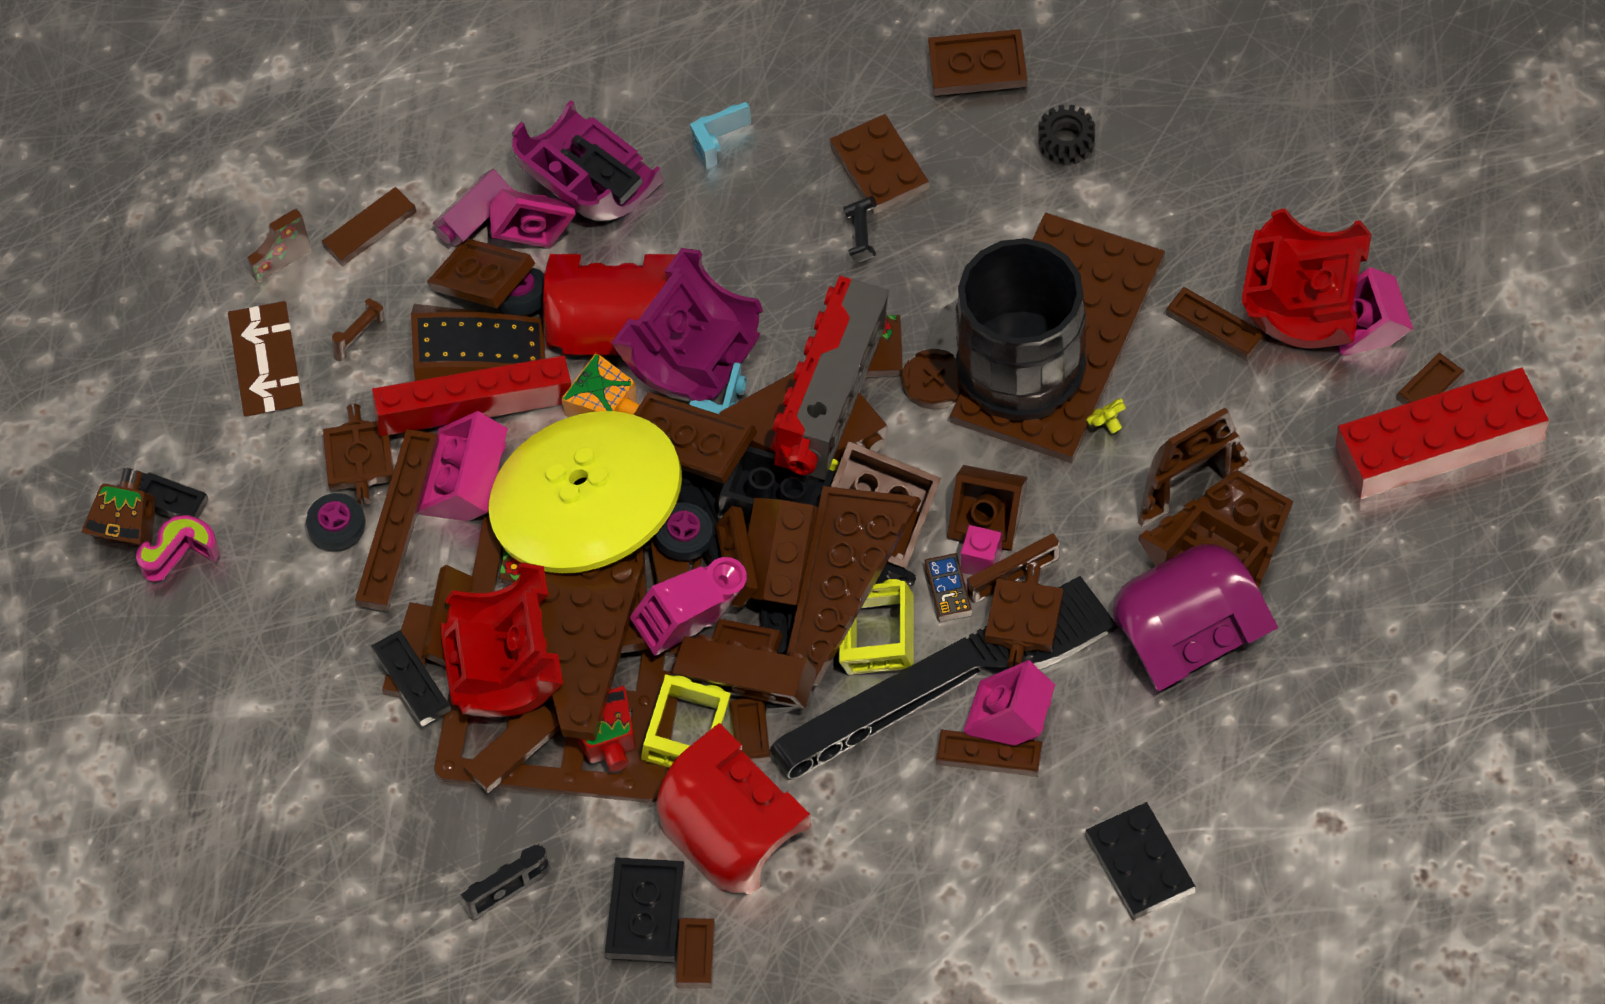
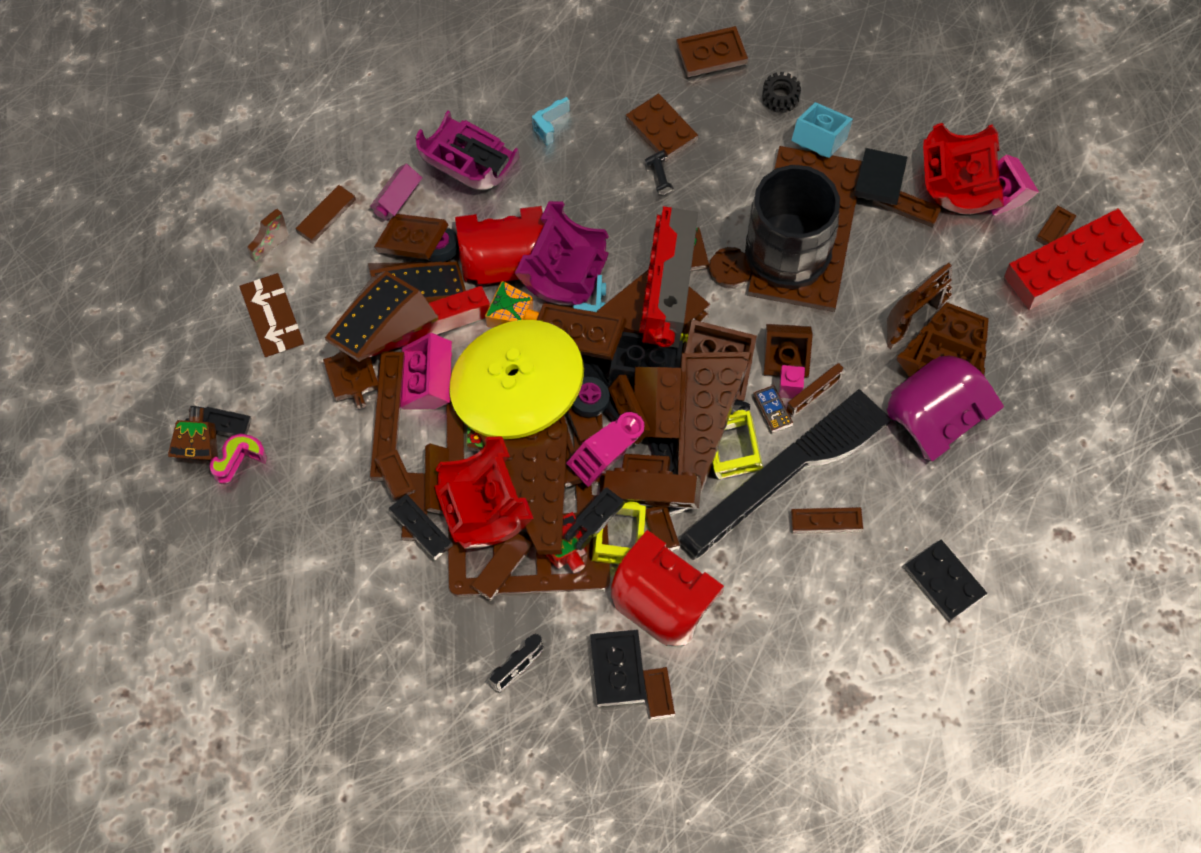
camera: 15 degrees left, 5 degrees up
(330, 510) = (339, 416): black wheel -> none
(341, 340) = (324, 295): reddish brown piece -> none
(389, 601) = (394, 474): none -> reddish brown tile
(407, 377) = (380, 315): none -> wedge
(528, 218) = (436, 194): dark pink slope -> none
(651, 697) = (595, 517): none -> black hinge
(1011, 705) = (836, 486): dark pink slope -> none
(1024, 615) = (831, 422): reddish brown plate -> none
(1108, 415) = (852, 276): neon yellow plant -> none
(1109, 196) = (821, 129): none -> medium azure brick
(1183, 276) = (881, 176): none -> black tile

